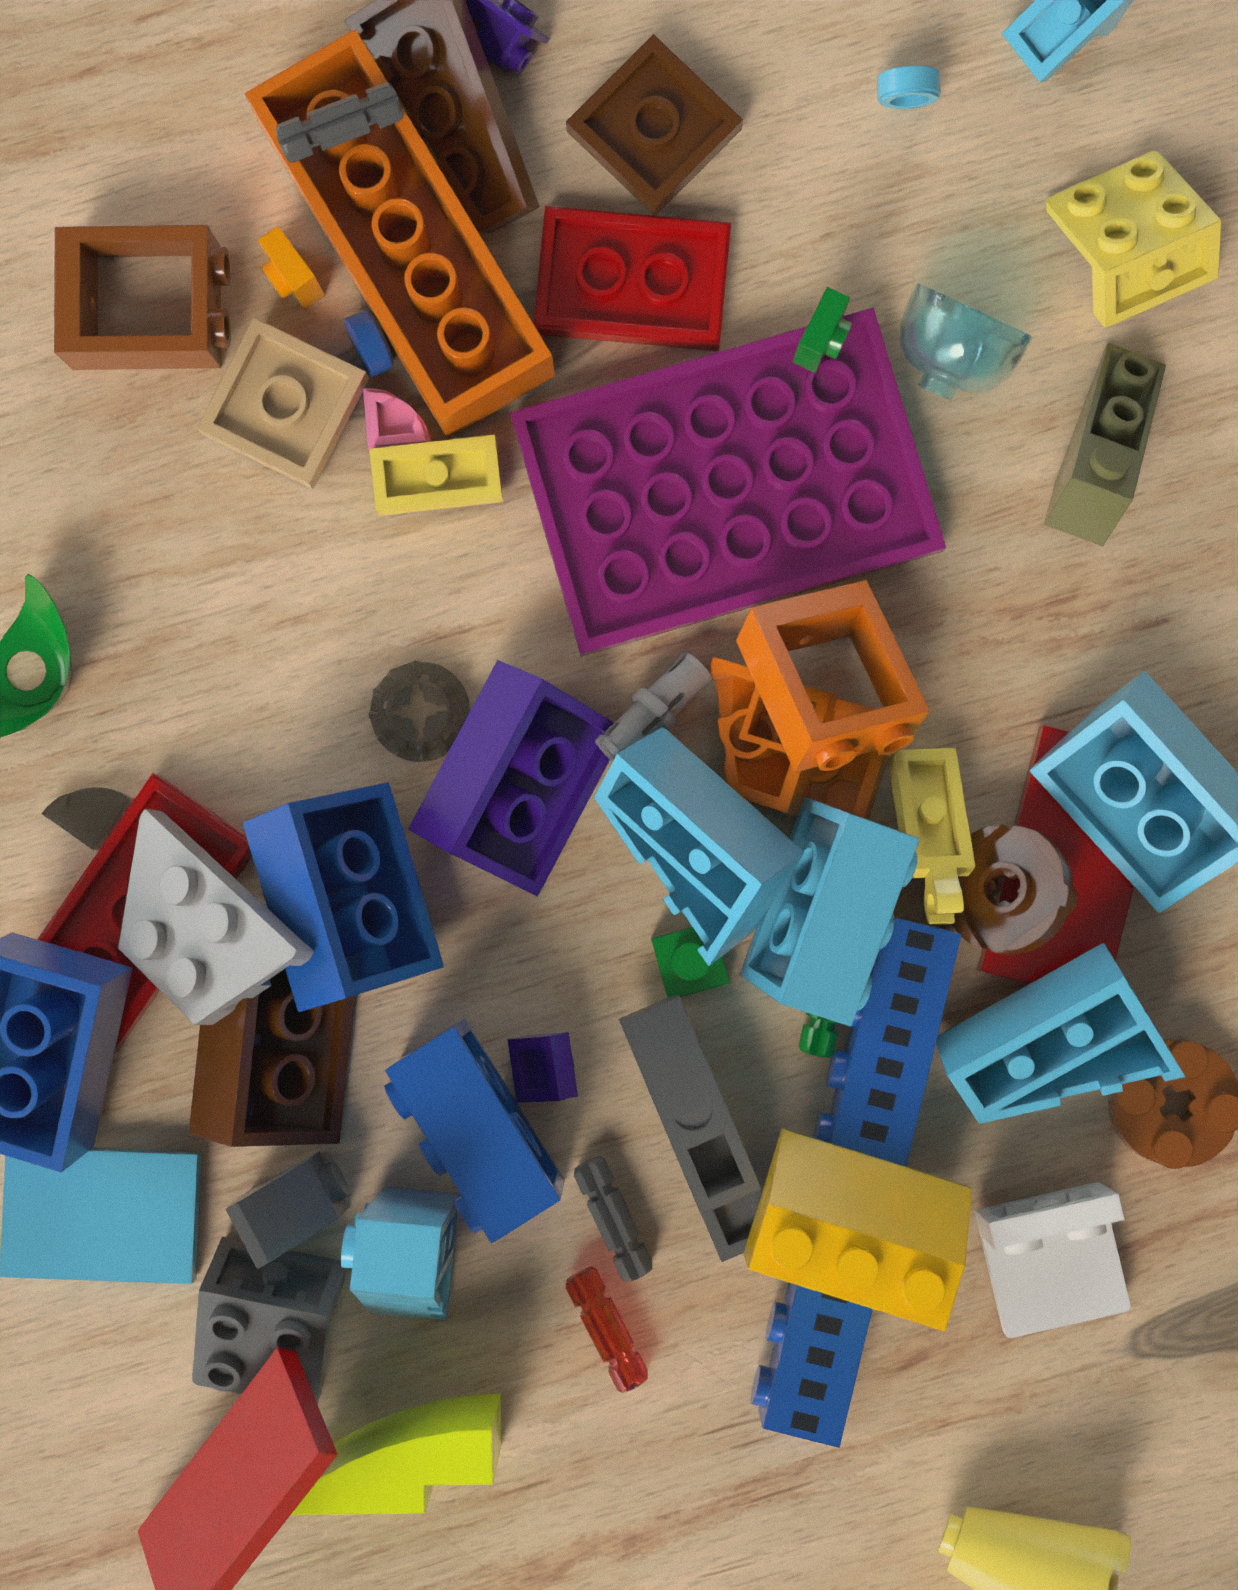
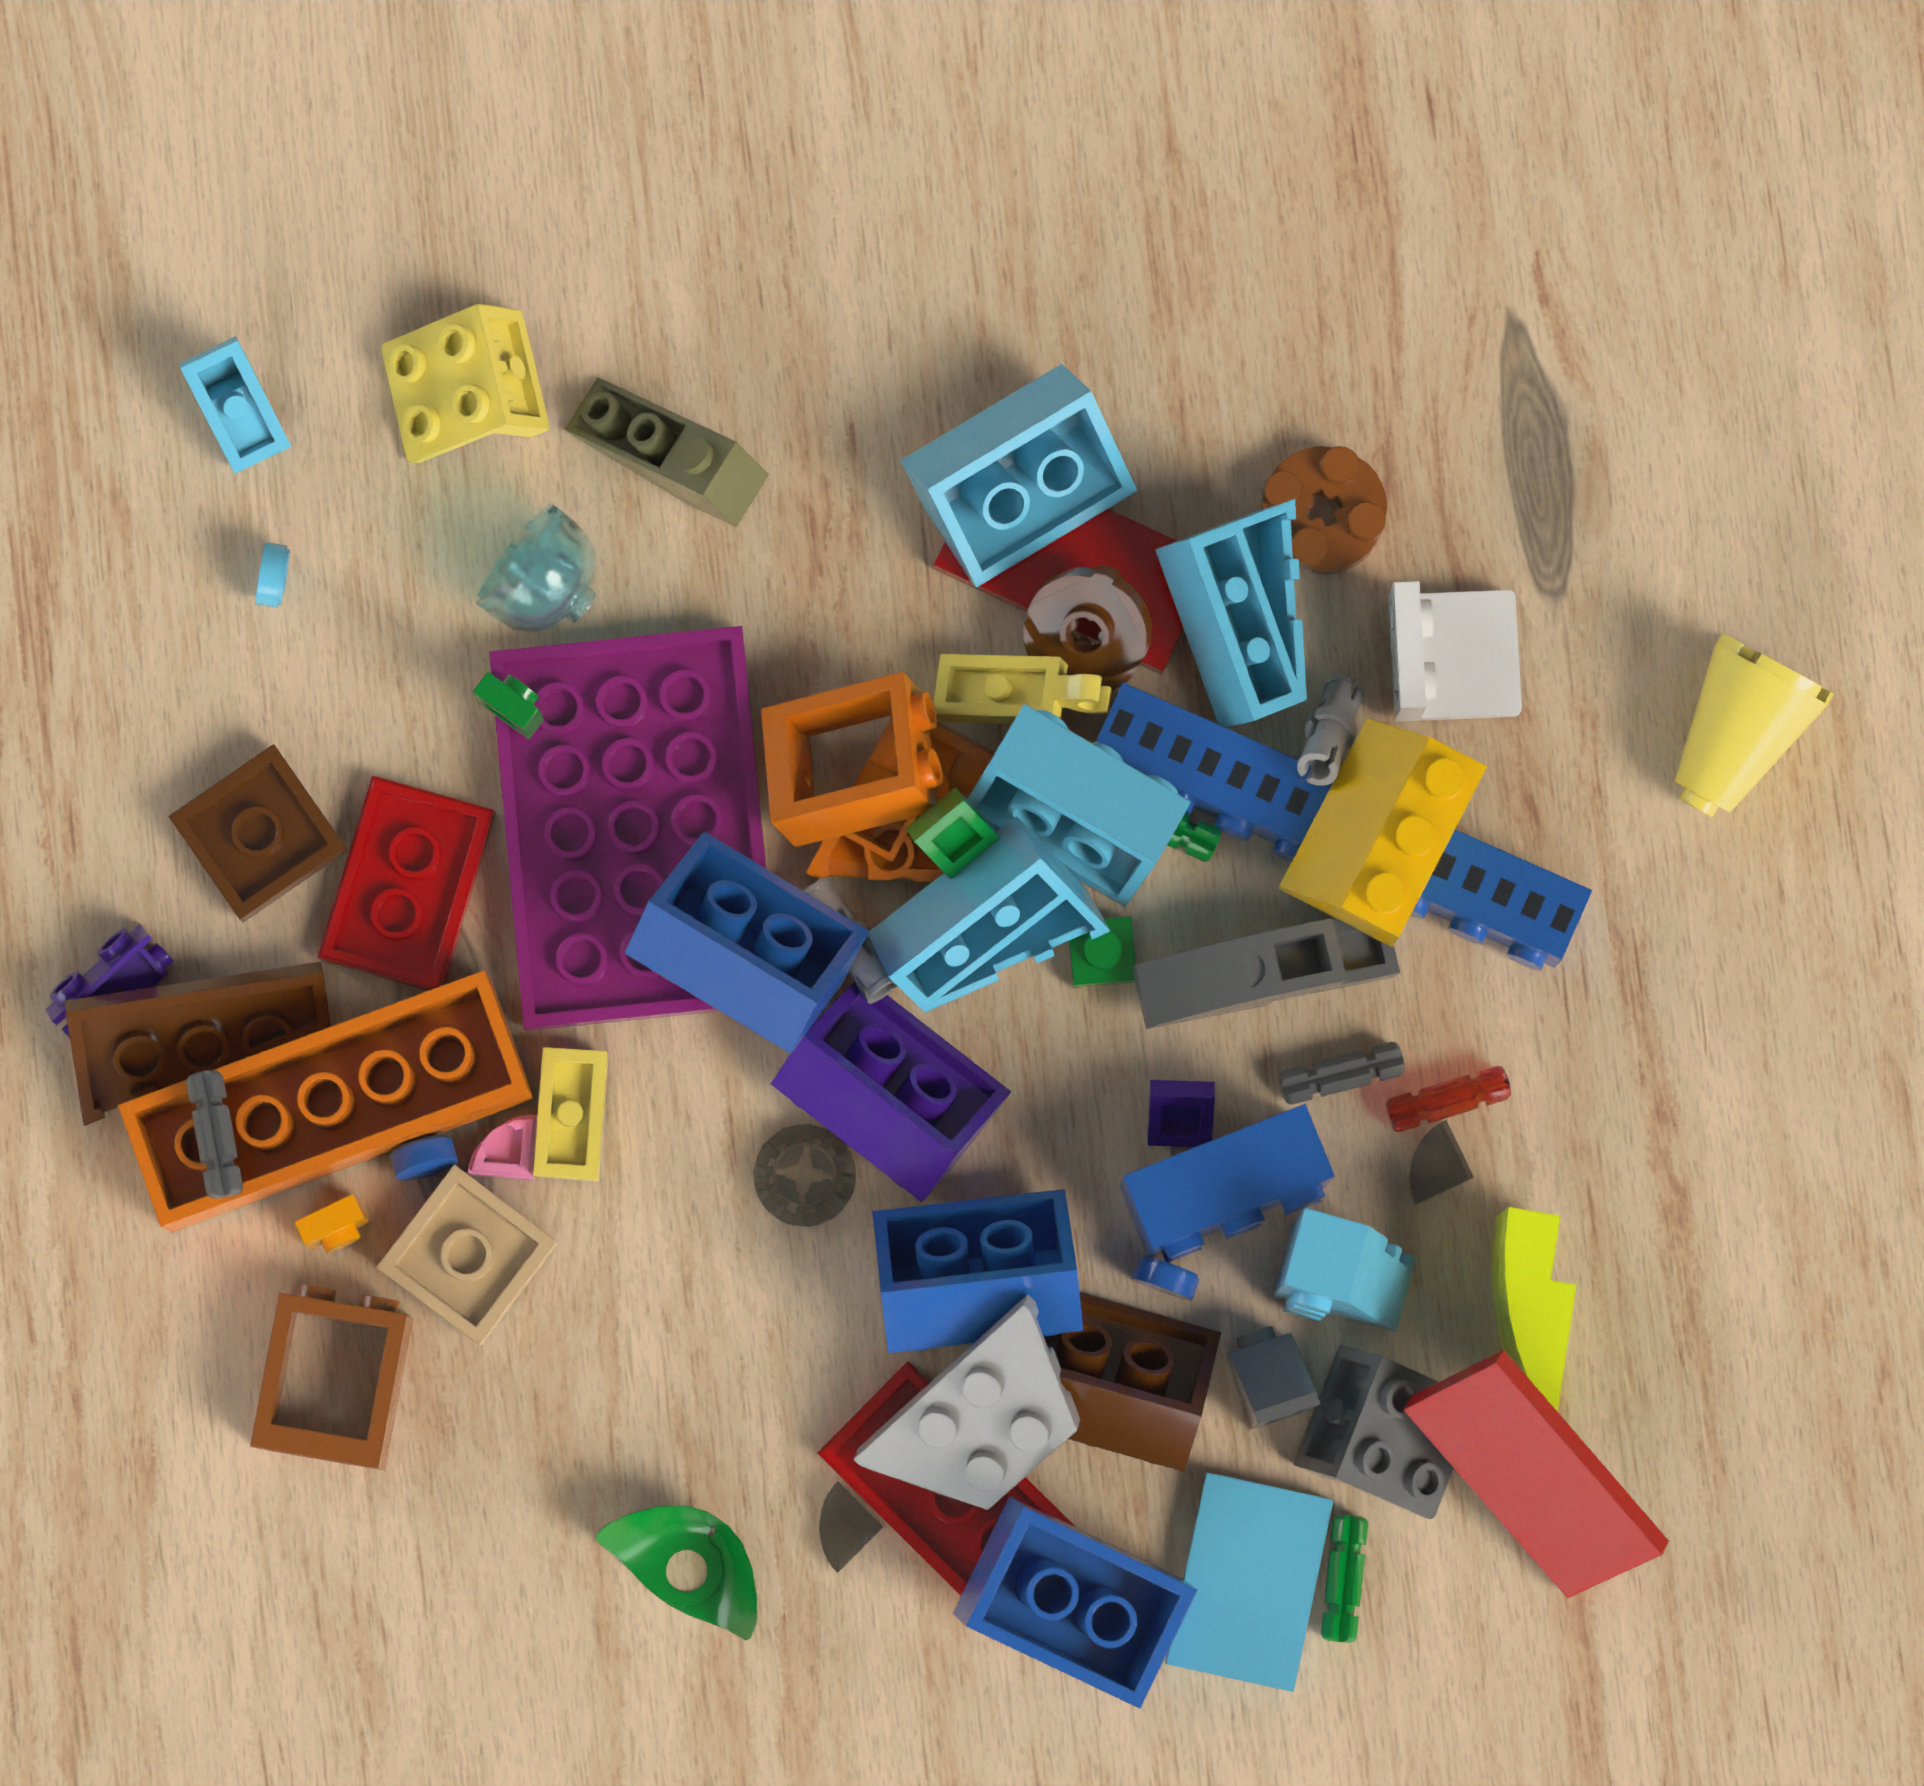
camera: 85 degrees left, 5 degrees down
(119, 1307) = (1344, 1578): none -> green axle
(372, 1092) = (1166, 1277): none -> blue tile
(539, 1328) = (1437, 1165): none -> clear smoke tile
(624, 603) = (746, 942): none -> blue brick
(774, 791) = (952, 833): none -> green plate
(951, 1152) = (1330, 730): none -> light grey pin

